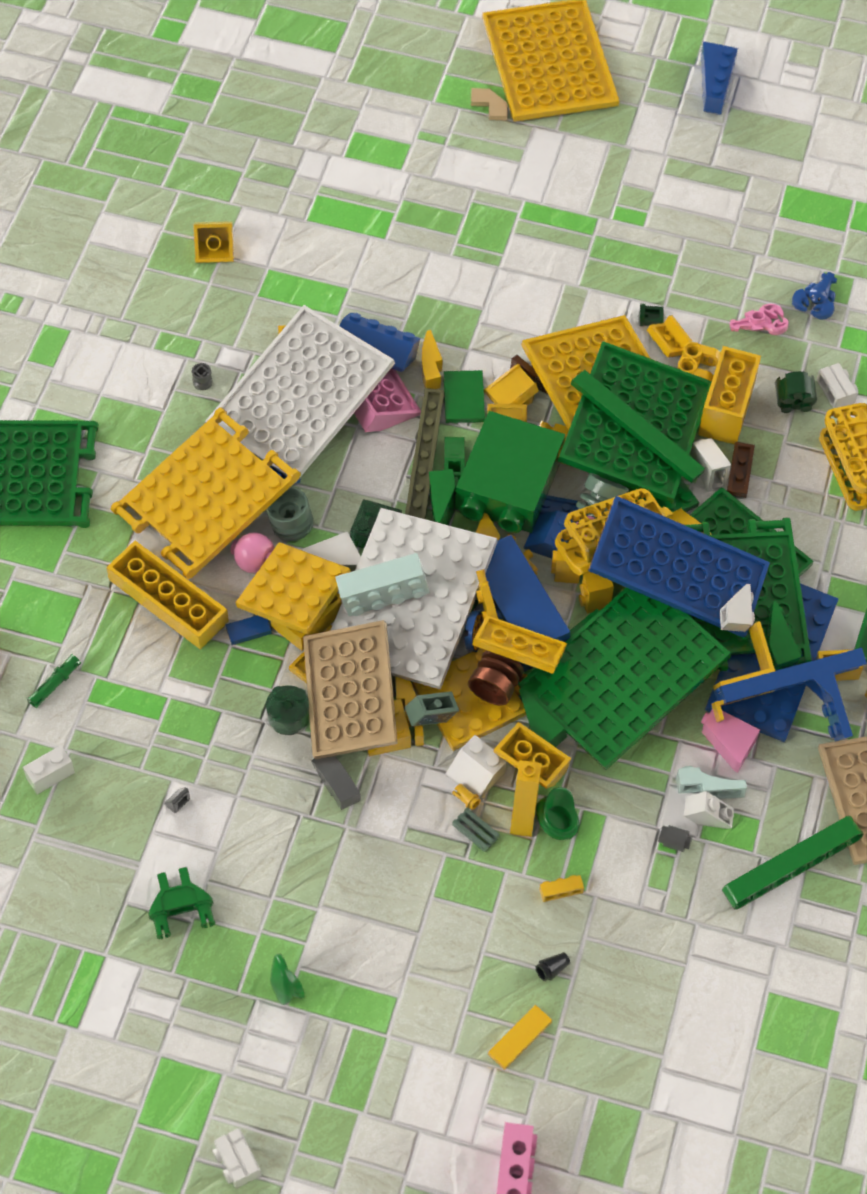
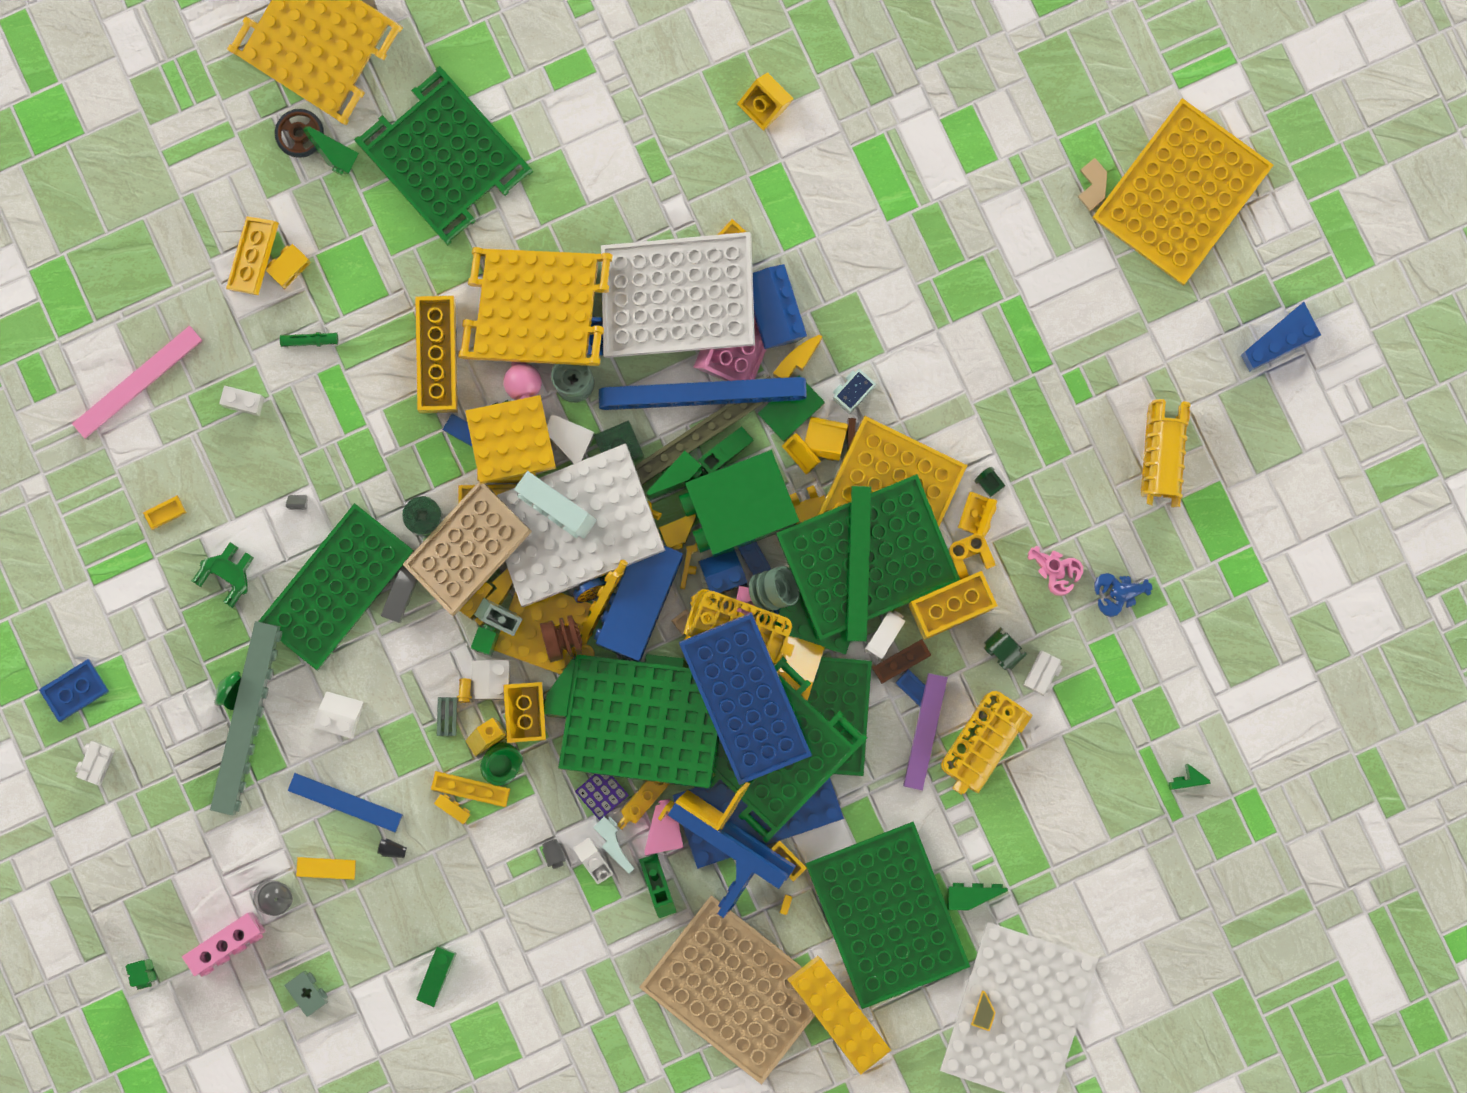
camera: 50 degrees right, 25 degrees up
(76, 913) = (164, 512): none -> yellow tile
(152, 1124) = (74, 690): none -> blue tile
(202, 376) = (639, 208): dark grey wheel -> none
(279, 827) = (336, 586): none -> green plate
(323, 990) = (245, 718): none -> sand green brick
(391, 439) = (702, 393): none -> blue beam
(394, 914) = (338, 715): none -> white slope
(441, 741) = (485, 640): none -> green brick
(474, 972) = (345, 802): none -> blue tile
(493, 345) = (853, 391): none -> brick
(506, 1102) = (267, 892): none -> dark grey helmet
(519, 644) = (592, 637): yellow tile -> none
(556, 861) = (470, 789): none -> yellow tile
(565, 594) = (680, 621): none -> tan tile
(611, 1151) = (296, 989): none -> sand green brick
(654, 763) = (601, 794): none -> tile
(688, 732) = (641, 802): none -> yellow plate
(702, 1019) = (436, 975): none -> green slope
(734, 190) = (1164, 453): none -> yellow piece
(737, 612) = (746, 765): white slope -> none
(771, 479) = (911, 686): none -> blue tile
(778, 779) = (657, 886): none -> green slope
(780, 639) = (754, 812): green slope -> none
(792, 862) = (600, 947): green beam -> none
(814, 494) = (925, 731): none -> medium lavender tile

